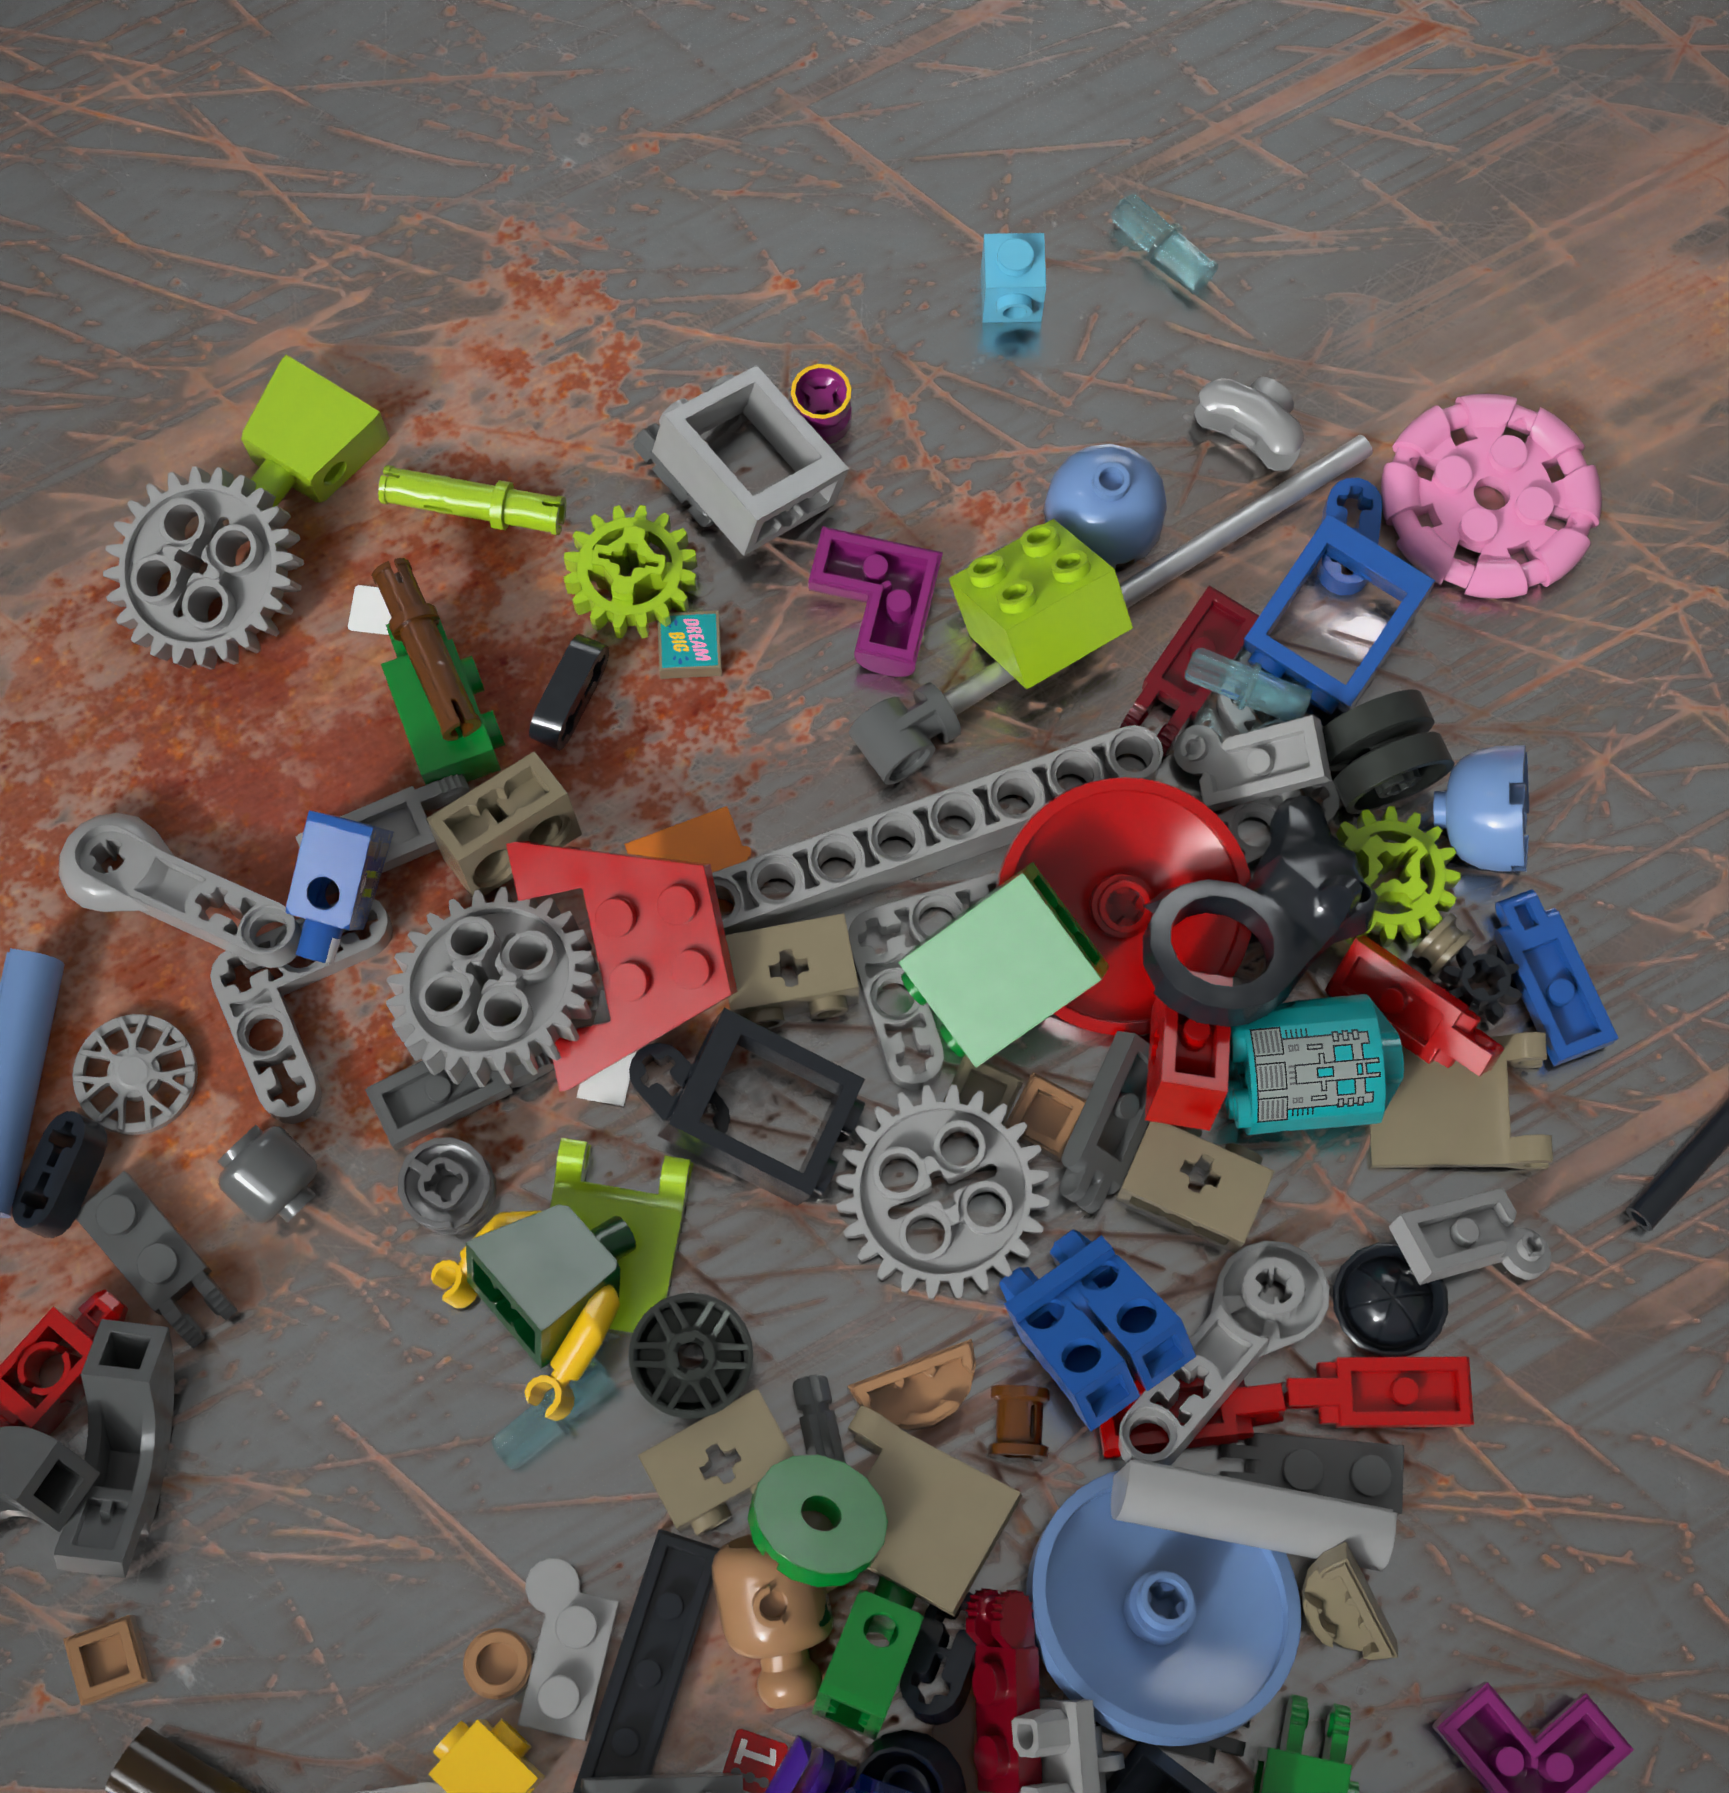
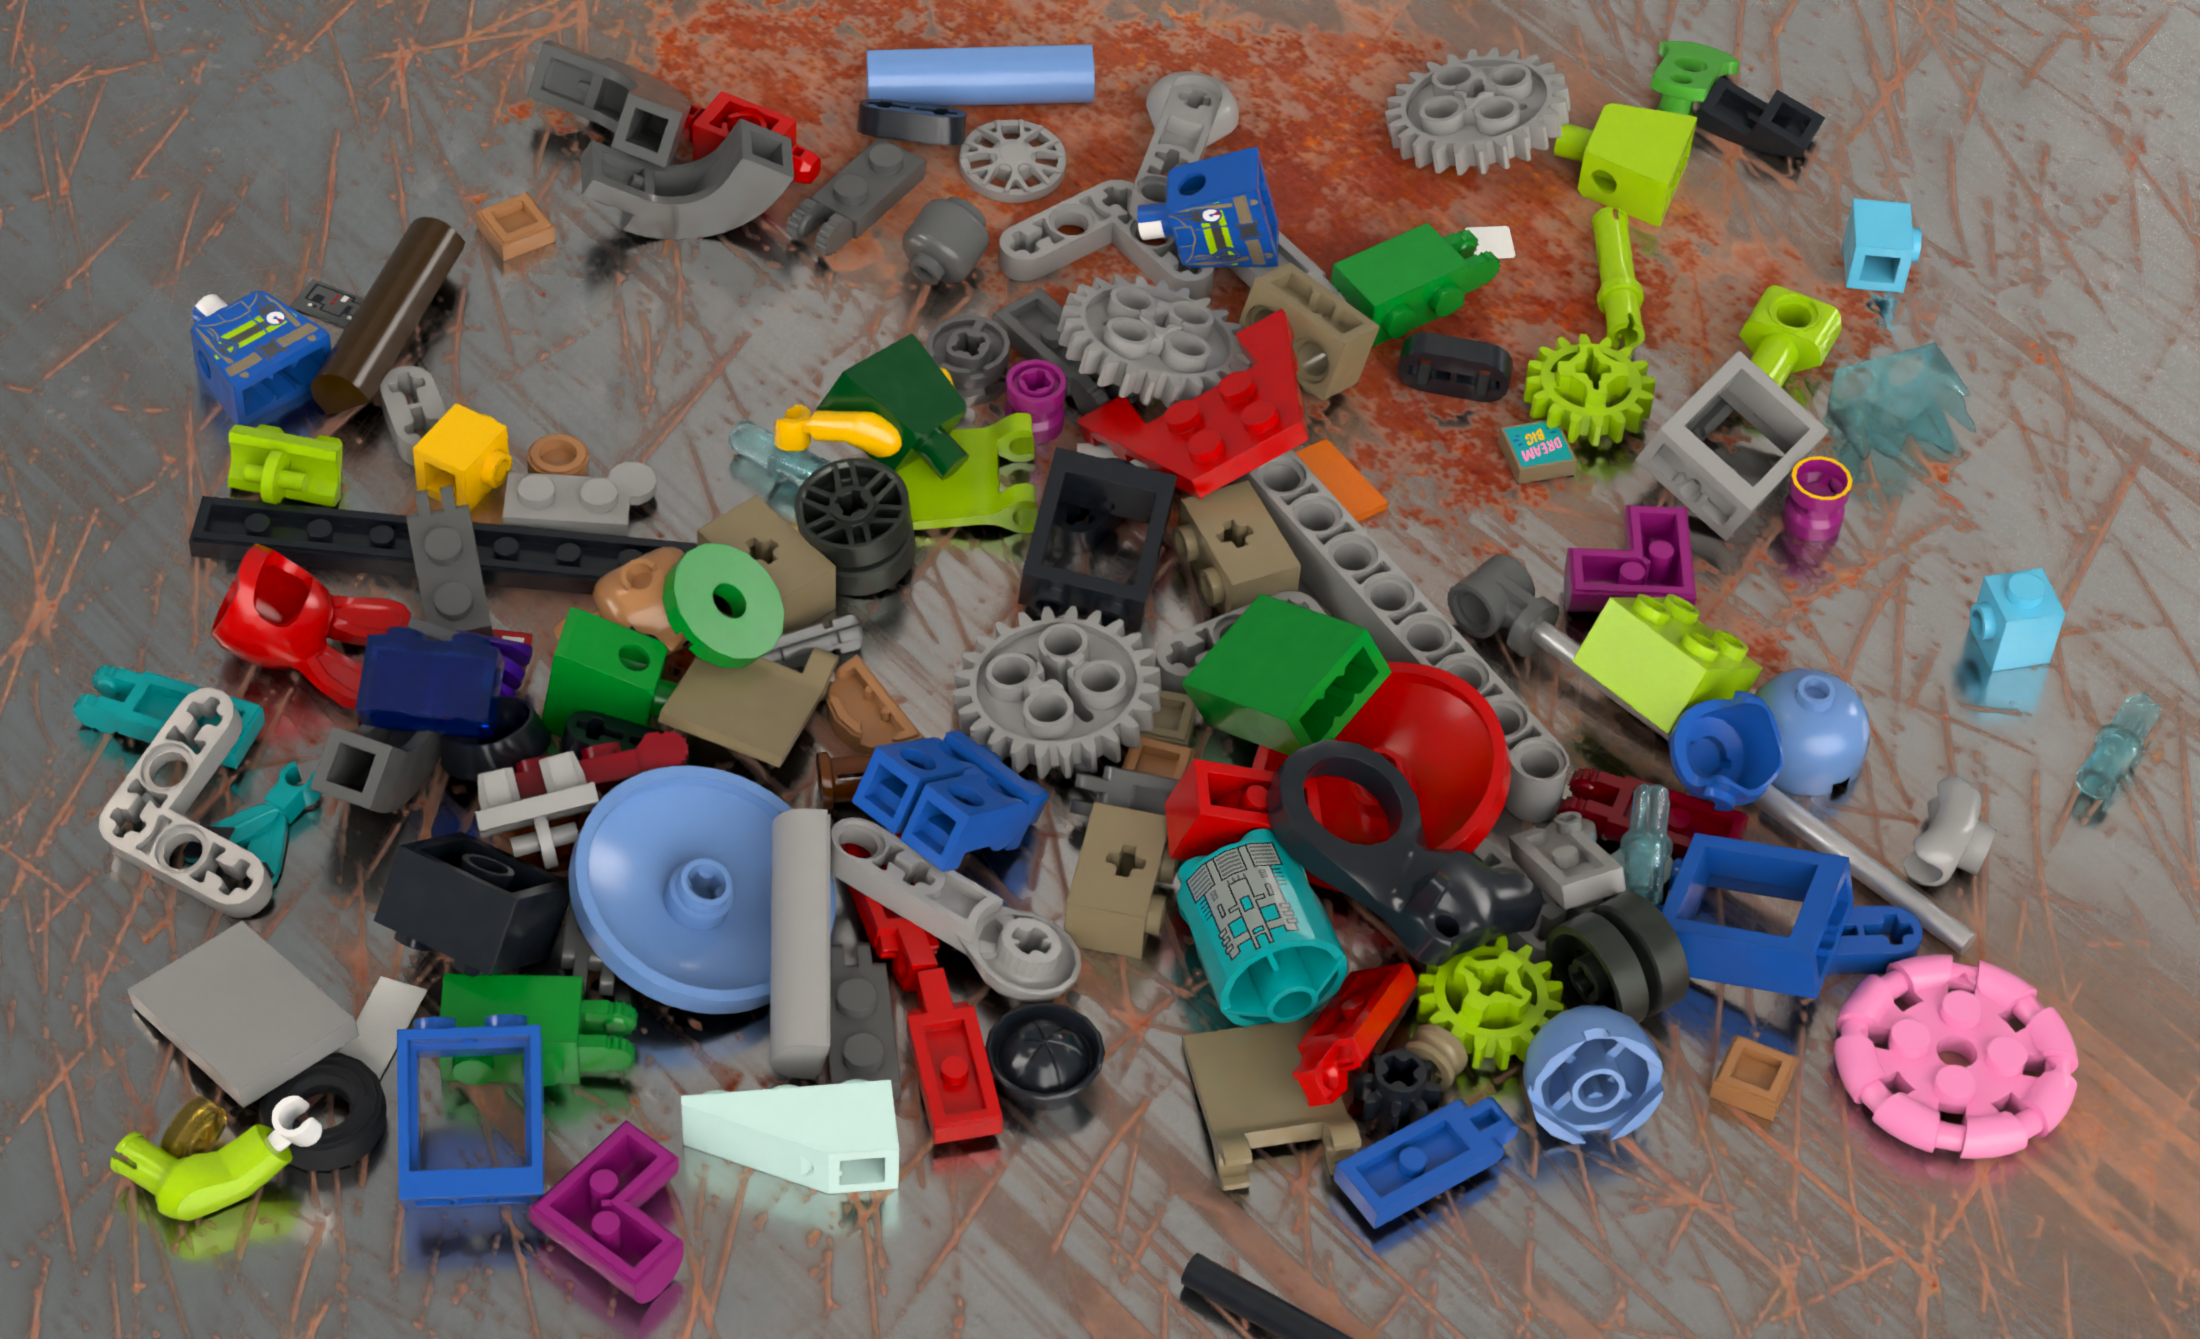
camera: 75 degrees right, 25 degrees down
(205, 362) = (1684, 87): none -> bright green piece
(275, 292) = (1774, 127): none -> black slope
(416, 626) = (1467, 229): reddish brown pin -> none
(487, 239) = (1880, 245): none -> medium azure brick
(539, 1135) = (1039, 390): none -> magenta wheel
(605, 379) = (1790, 332): none -> lime piece
(712, 291) = (1898, 401): none -> clear light blue piece
(1169, 582) = (1727, 750): none -> blue cap
(1343, 1607) = (729, 1036): dark tan tile -> none
(1465, 1535) = (810, 1135): none -> light aqua slope
(1469, 1236) = (1126, 1104): light grey hinge -> none
(1486, 671) = (1753, 1077): none -> medium nougat tile

